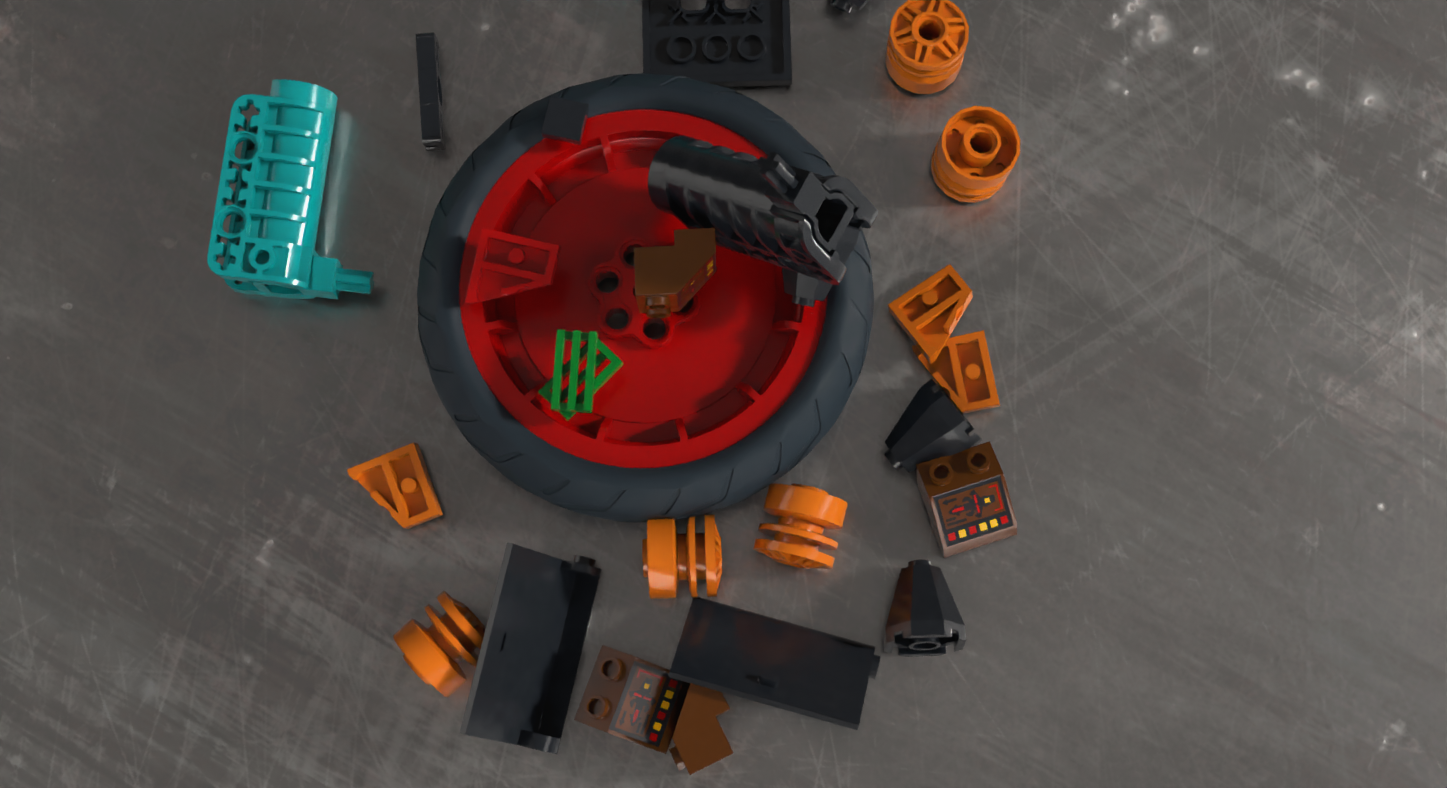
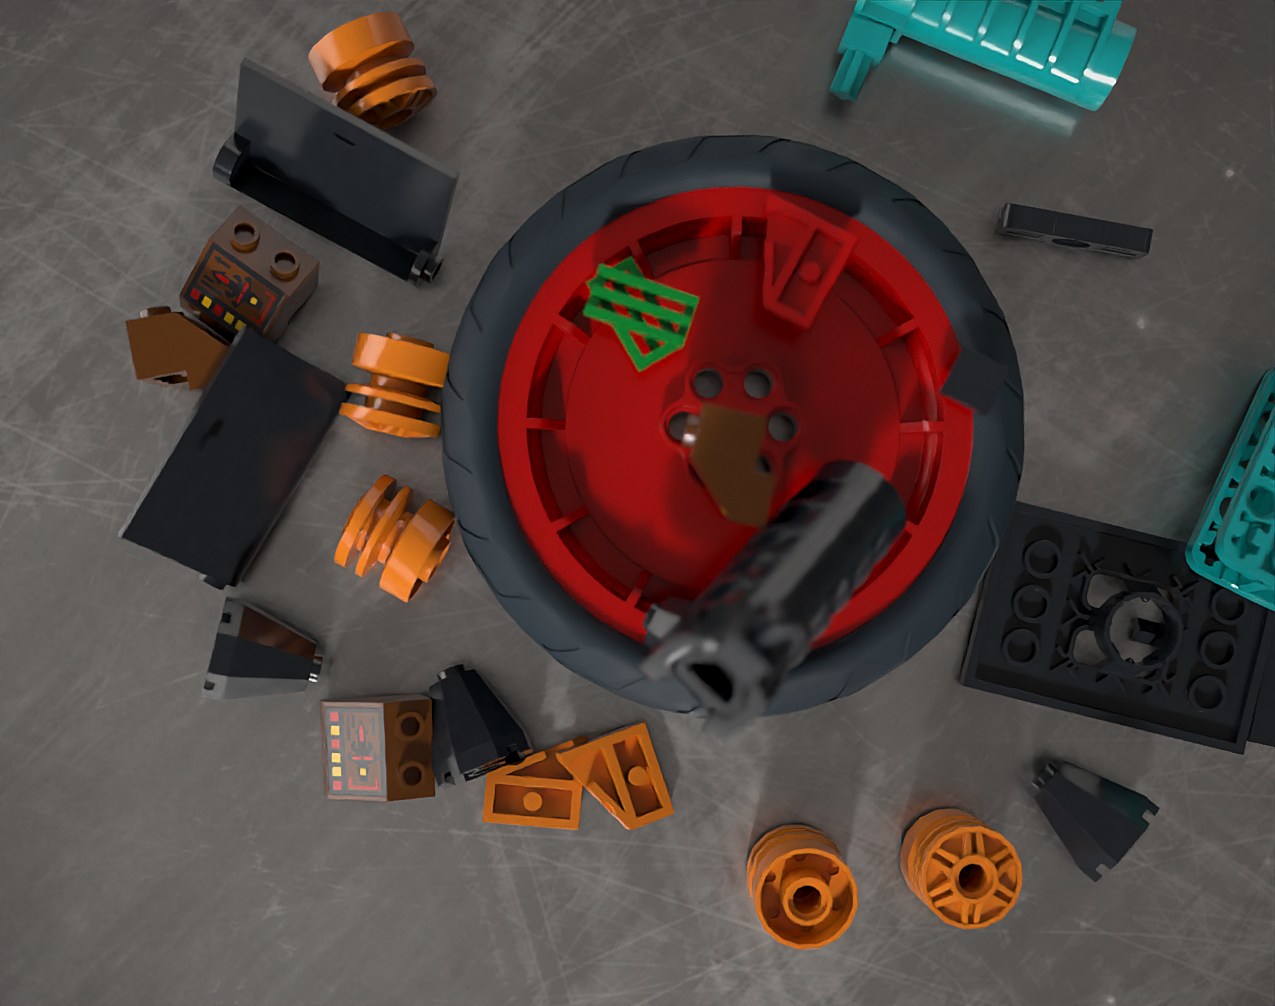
camera: 105 degrees right, 10 degrees up
(400, 485) = (585, 73): orange wing -> none

